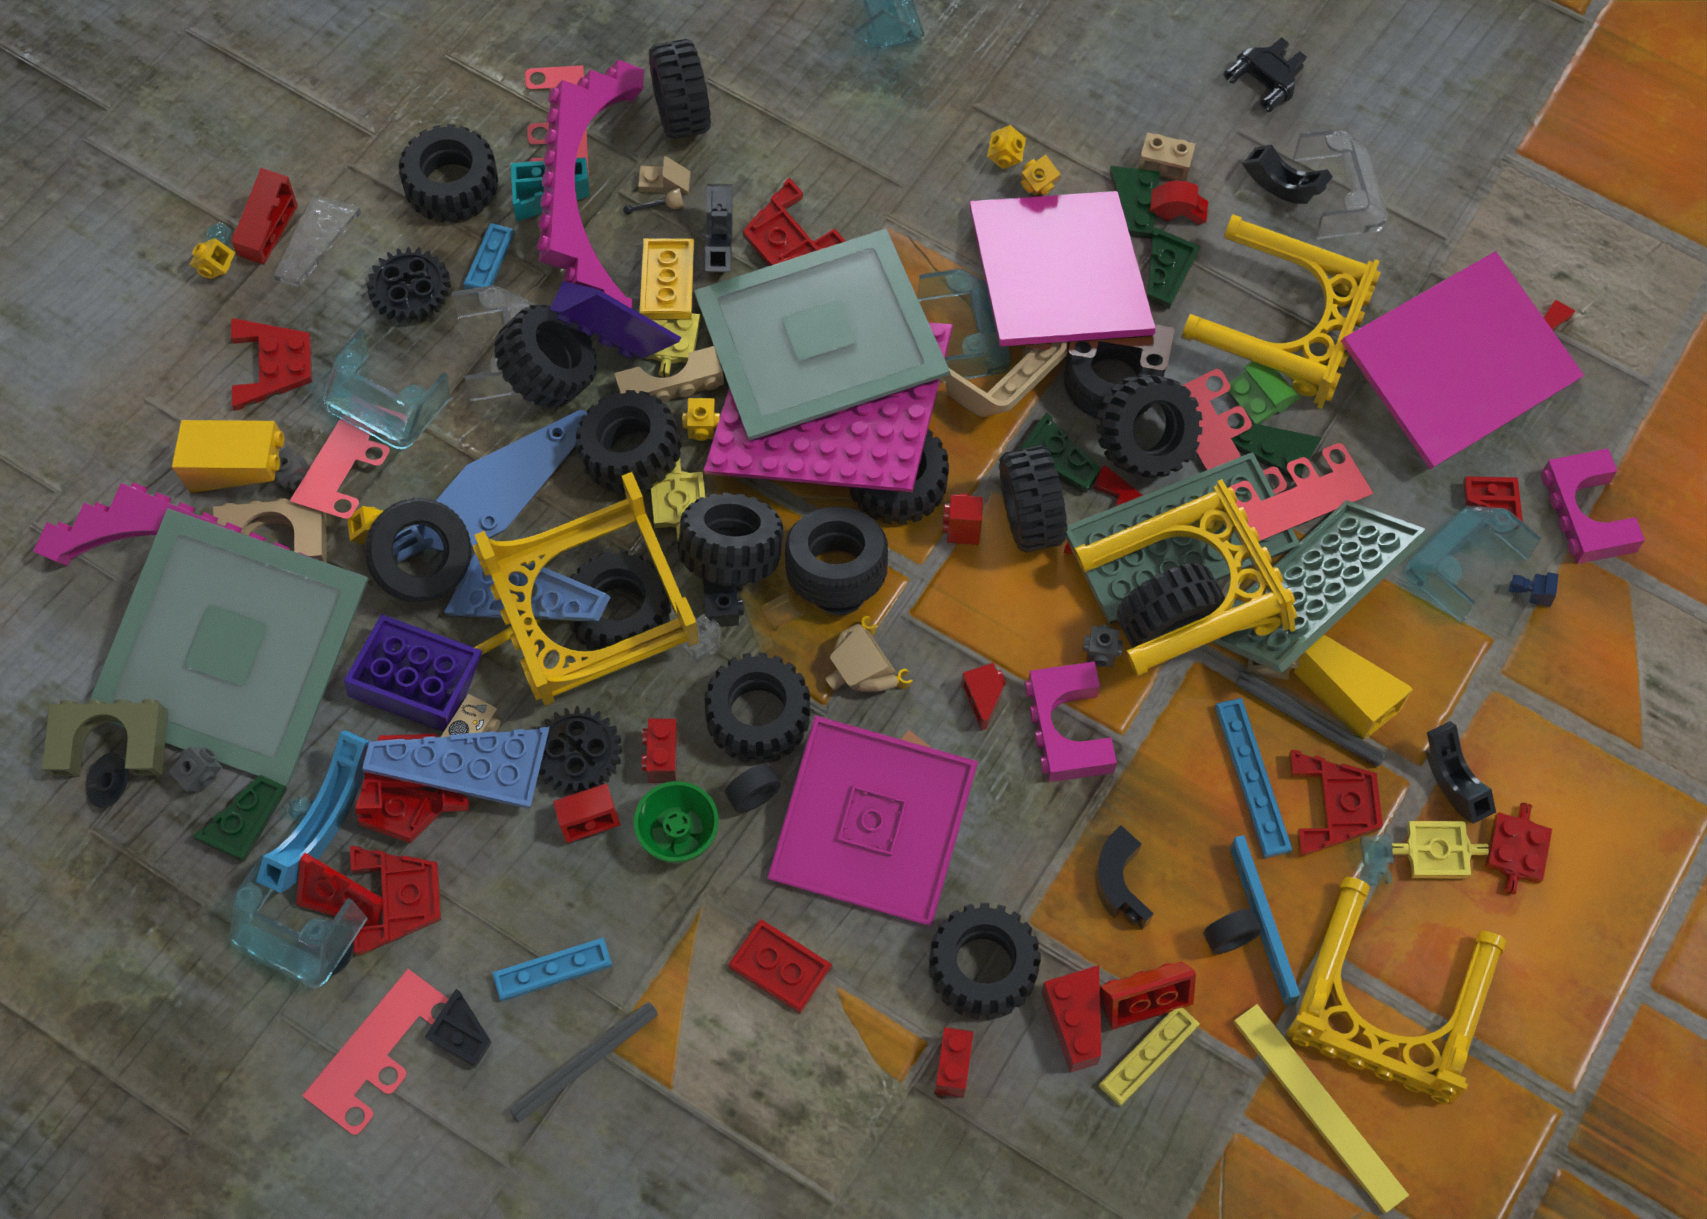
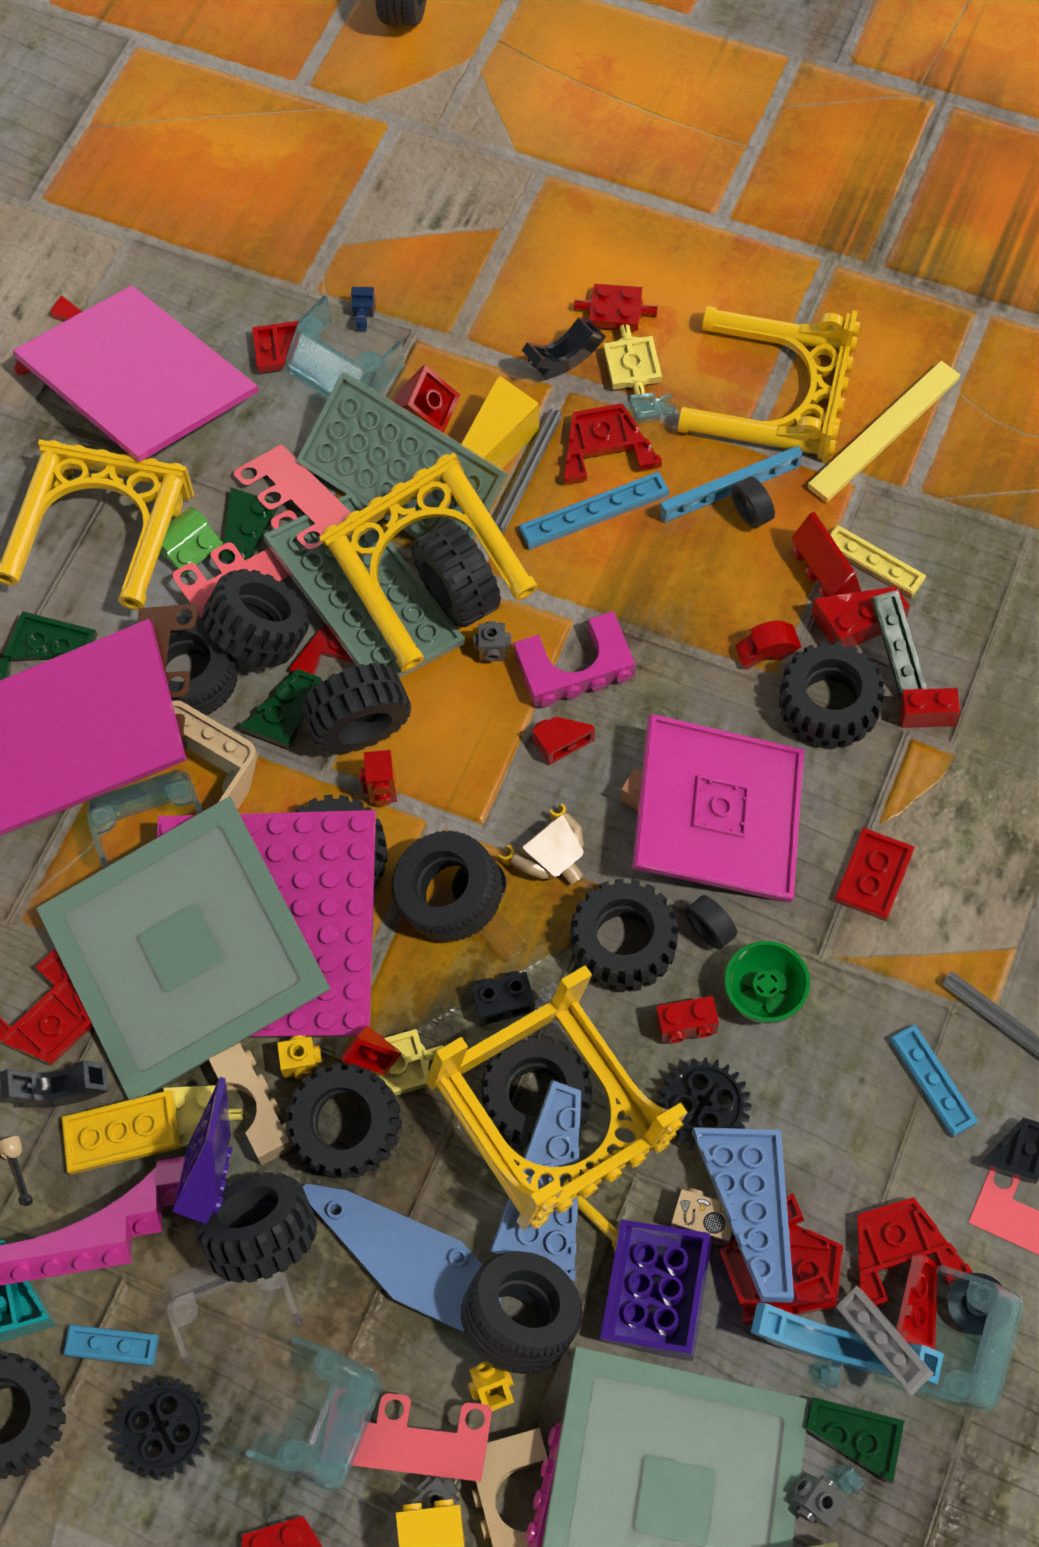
camera: 95 degrees left, 0 degrees up
(207, 804) = (851, 1480): none -> clear light blue plate
(306, 843) = (884, 1340): none -> light grey tile
(587, 812) = (771, 1076): red brick -> none
(685, 466) = (372, 1052): none -> red slope
(730, 539) = (424, 972): black tyre -> none
(1030, 1043) = (898, 641): none -> tile
(1058, 915) = (768, 639): none -> red brick
(1110, 884) = (718, 608): black arch -> none
(1405, 631) = (428, 398): none -> red slope
(1588, 538) = (253, 293): dark pink arch -> none

